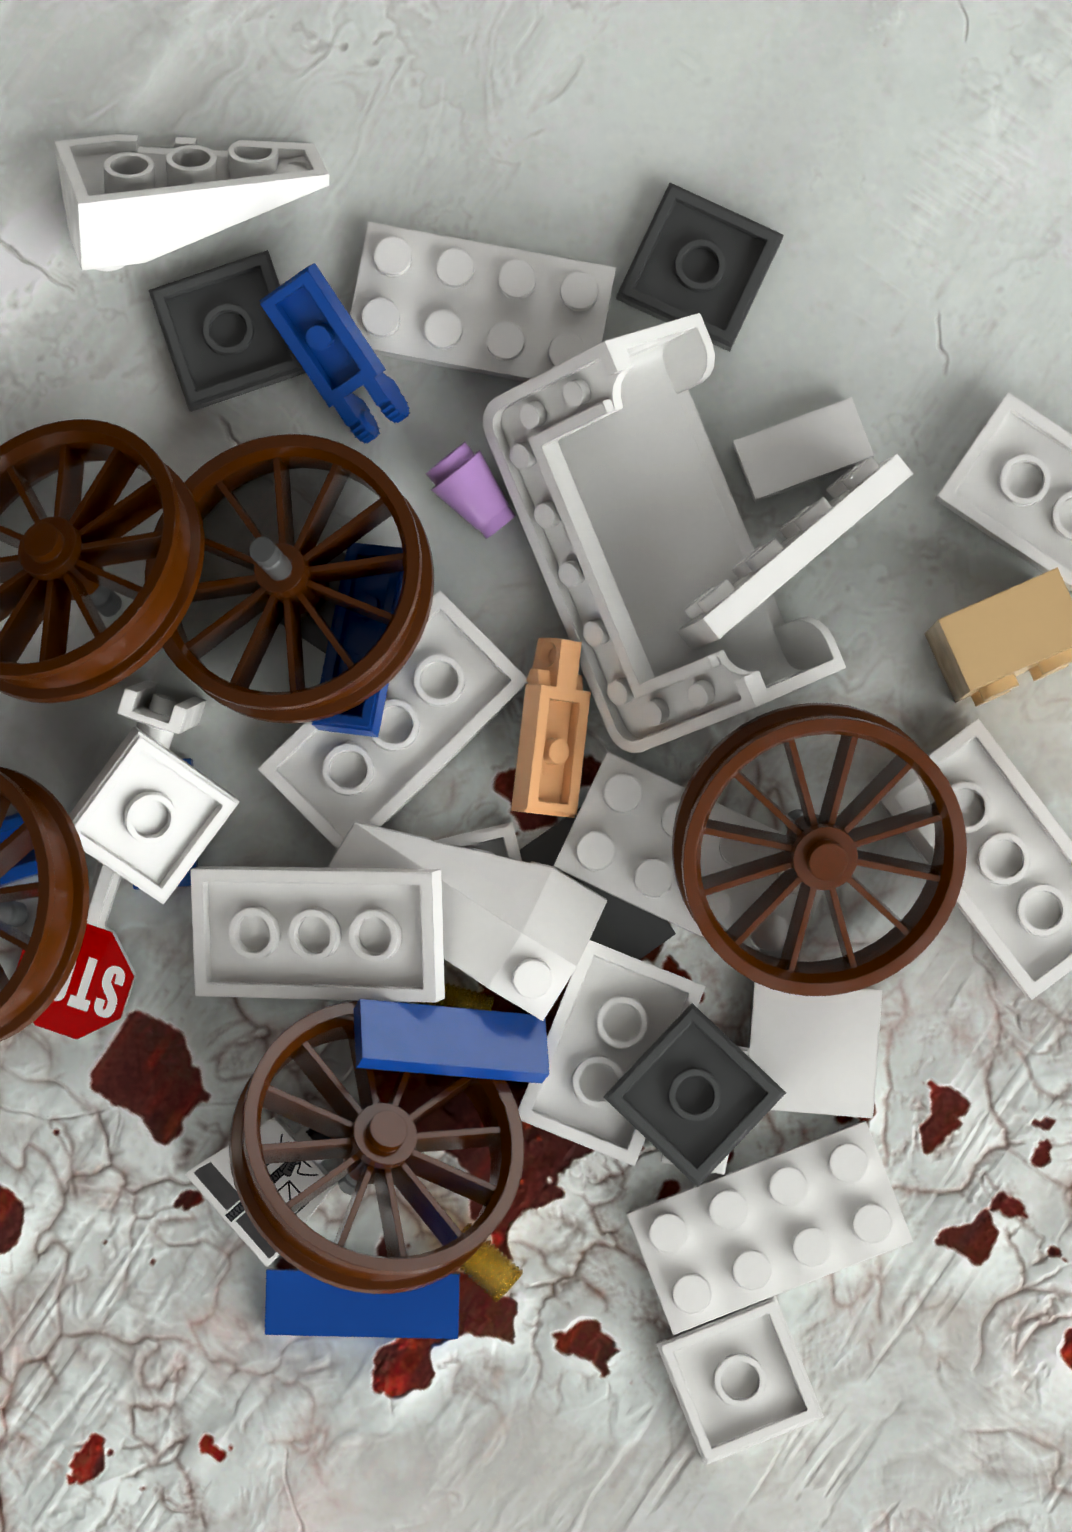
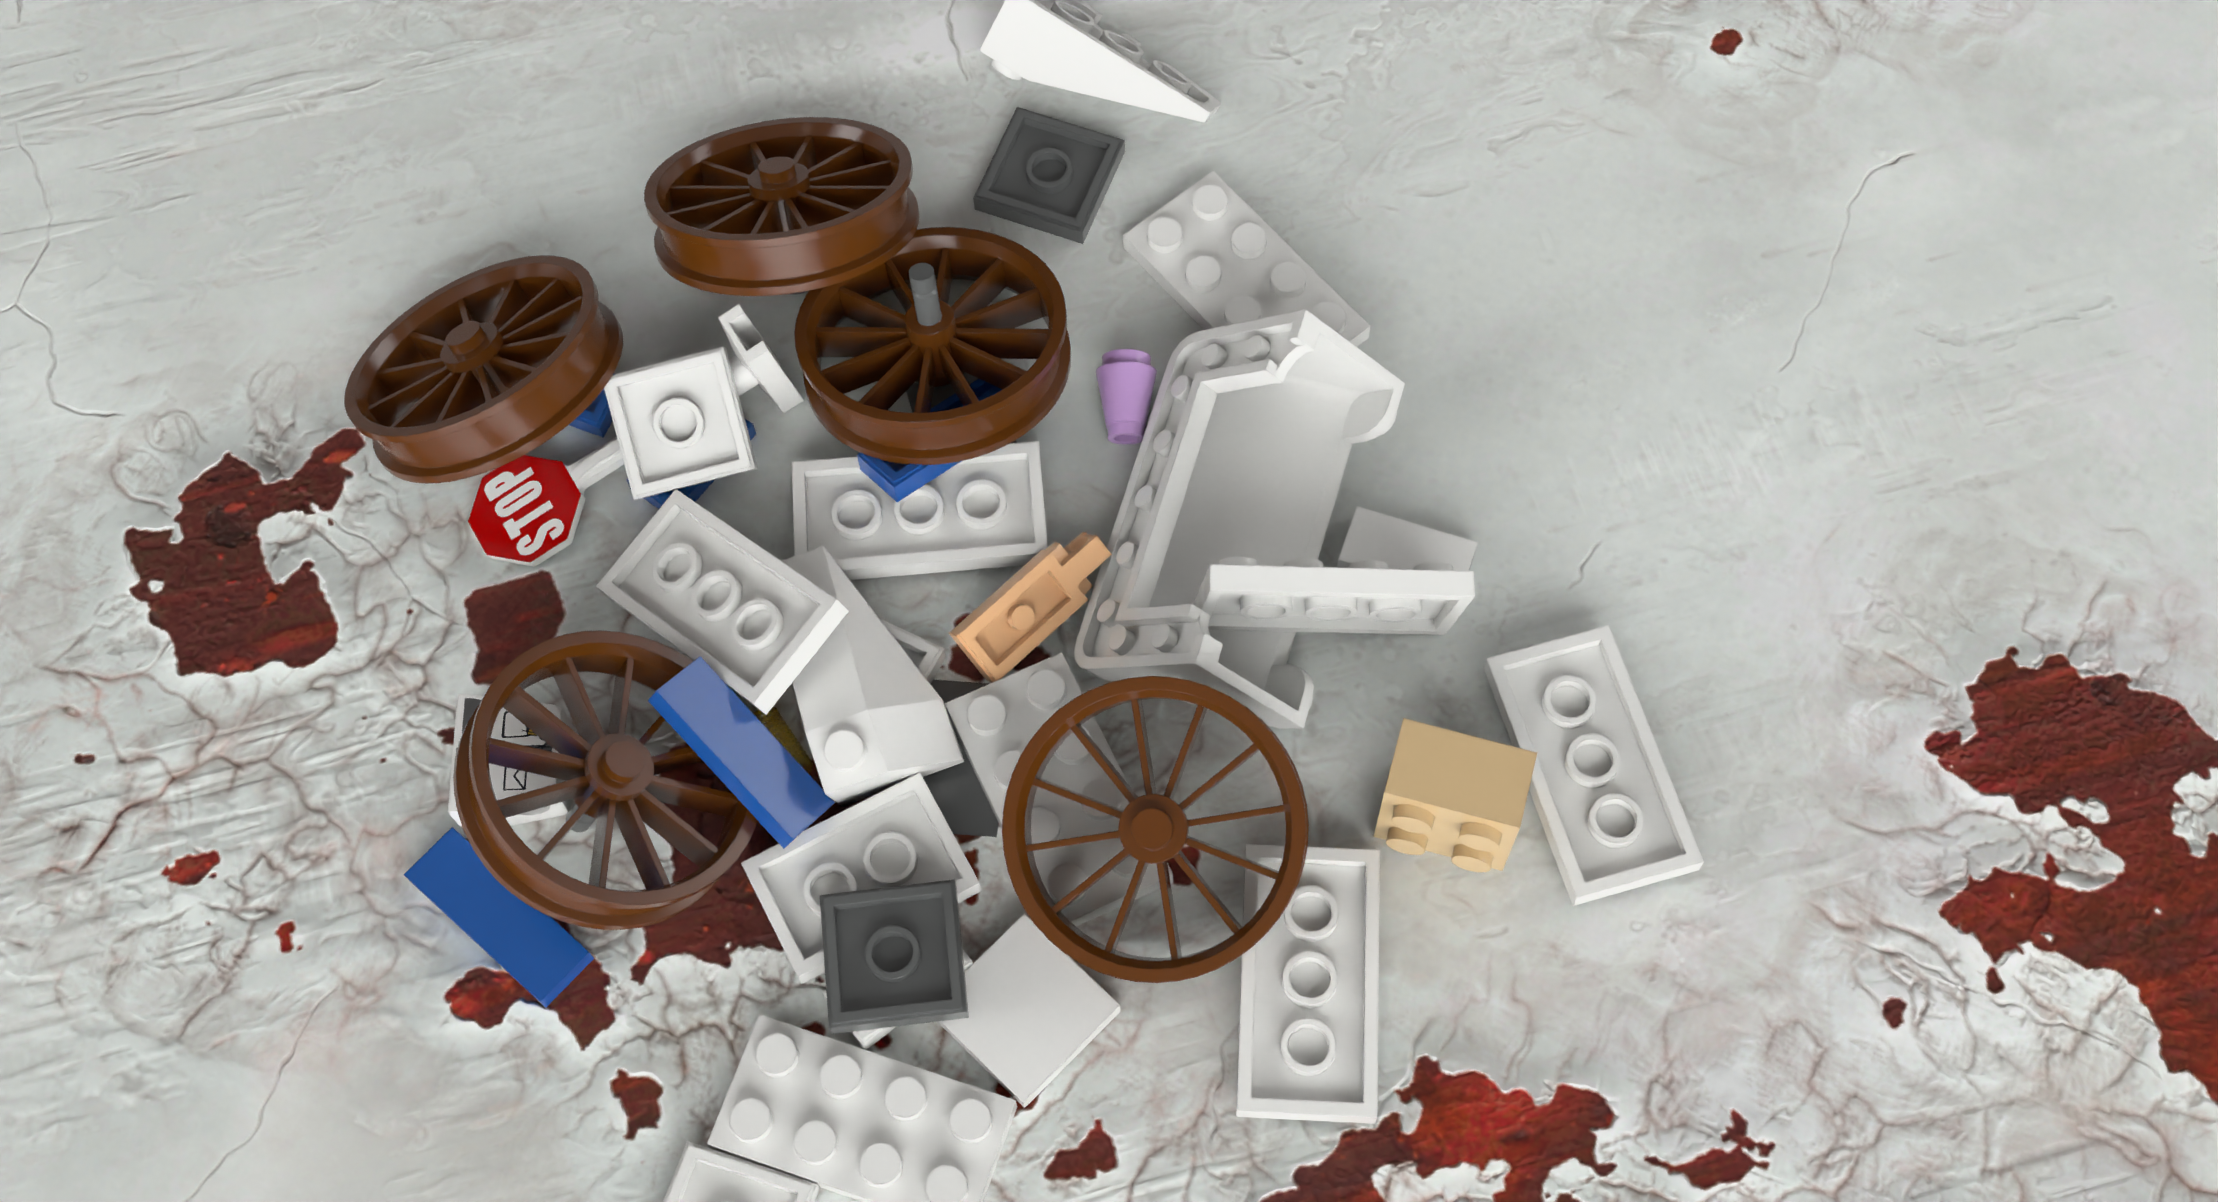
camera: 40 degrees right, 20 degrees down
(333, 351) = (1108, 229): blue hinge -> none
(488, 1270) = (615, 982): clear yellow piece -> none
(701, 263) = (1446, 372): dark grey tile -> none

